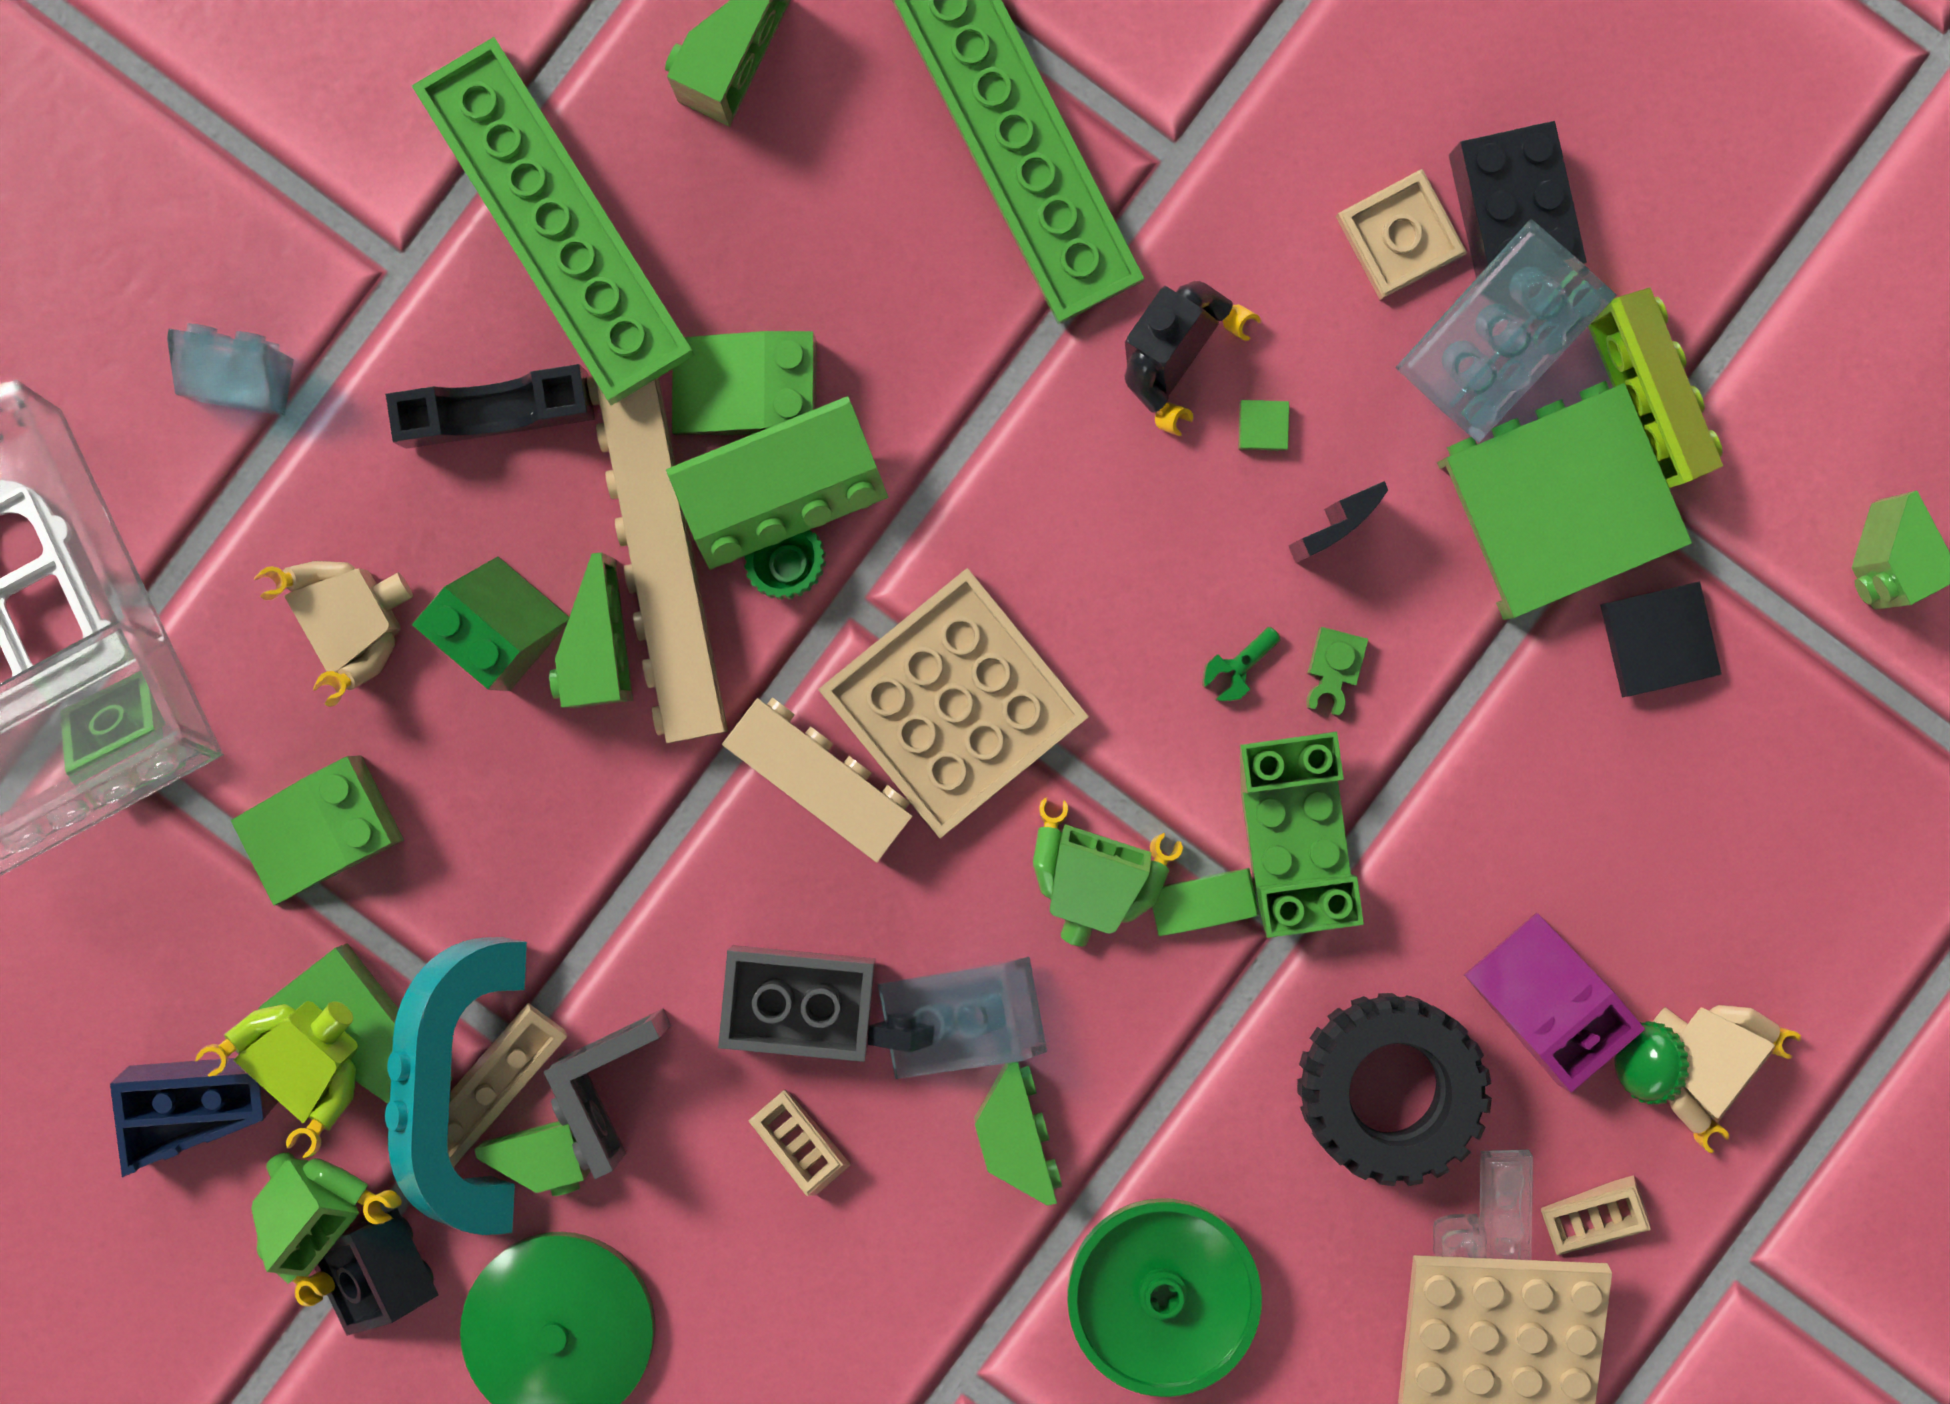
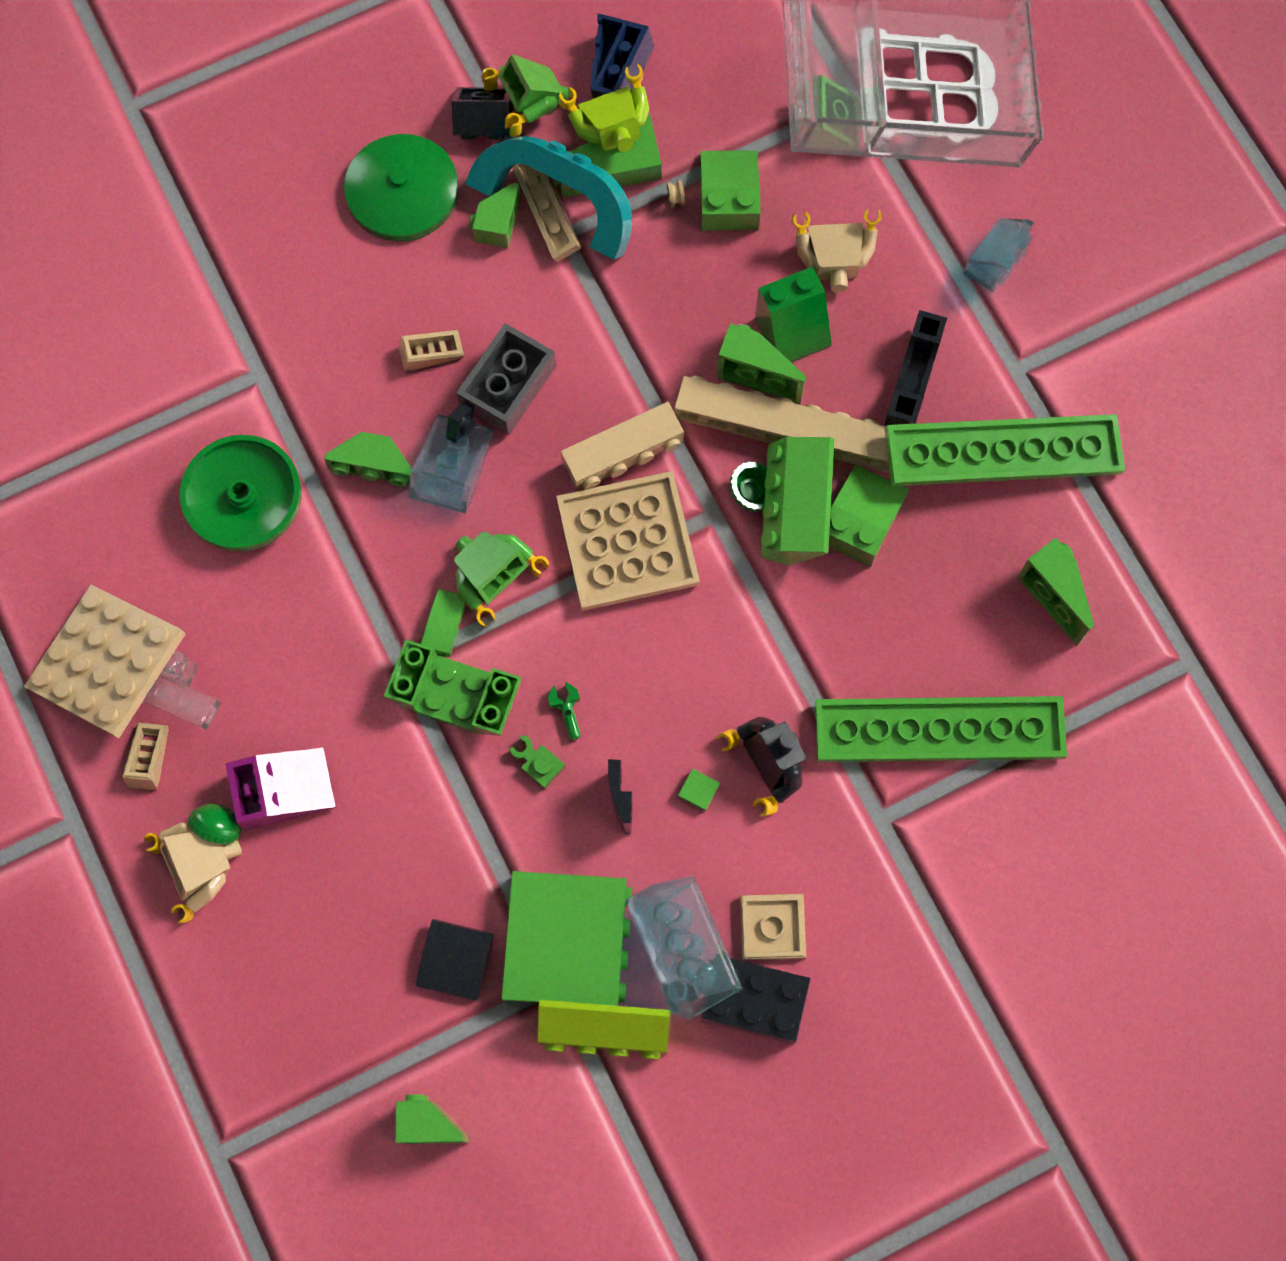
camera: 120 degrees right, 15 degrees down
(367, 905) = (675, 194): none -> tan bush
(578, 1101) = (513, 246): dark grey bracket -> none
(1438, 1133) = (256, 643): black tyre -> none

